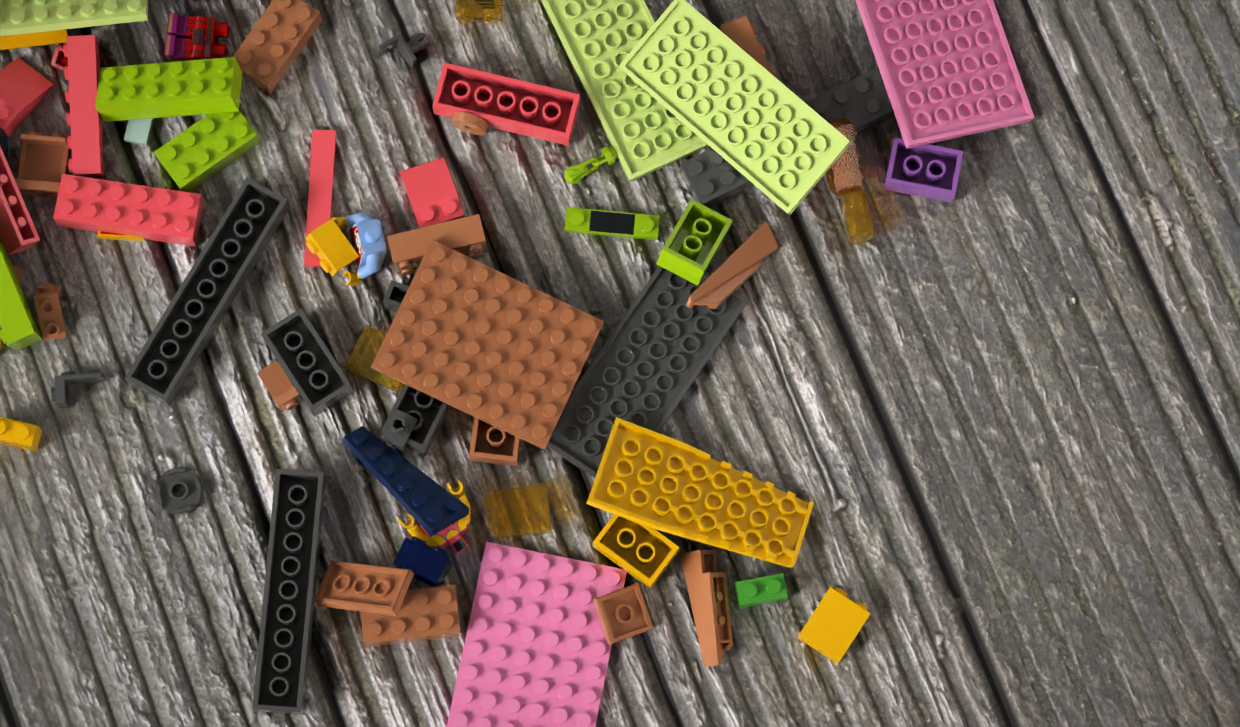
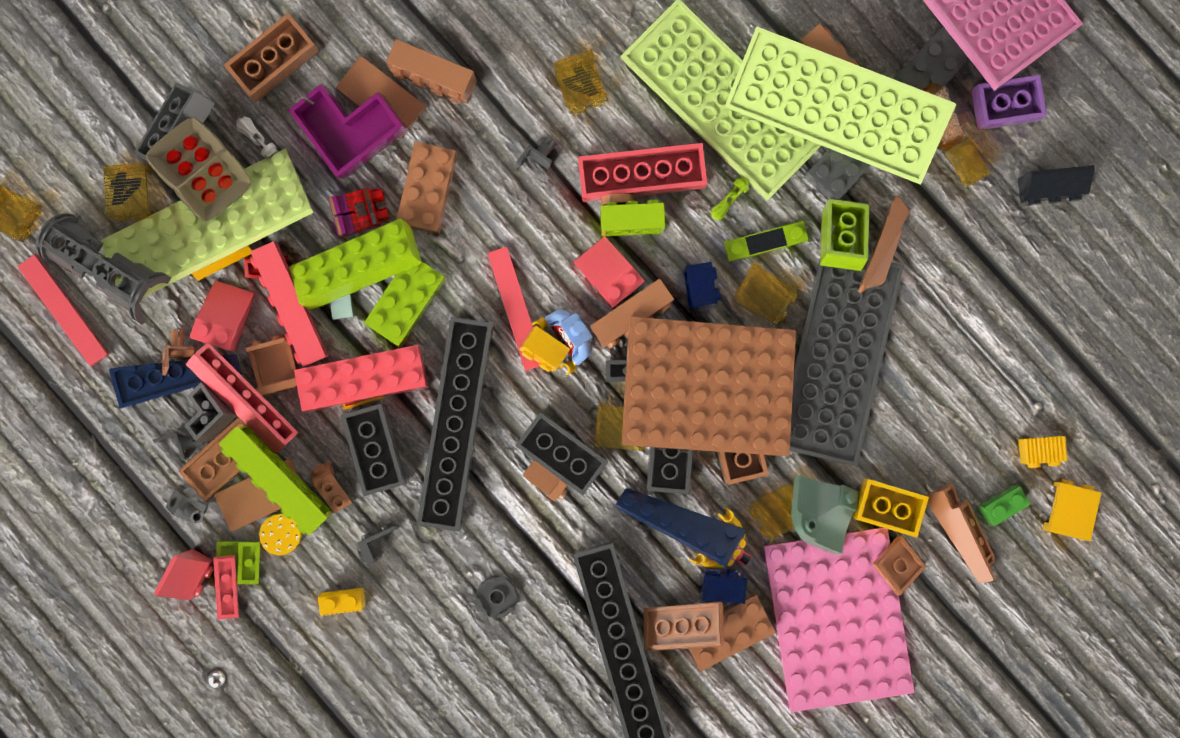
camera: 25 degrees left, 10 degrees up
(112, 286) = (373, 449): none -> dark grey brick
(399, 430) = (661, 483): dark grey bracket -> none
(476, 146) = (632, 218): none -> lime brick
(521, 241) = (701, 286): none -> clear blue brick
(559, 524) = (822, 512): none -> sand green slope
(589, 276) = (765, 294): none -> clear yellow panel
(696, 497) = (925, 448): yellow wing -> none
(826, 549) = (1043, 450): none -> yellow brick
(942, 272) = (1055, 185): none -> black slope

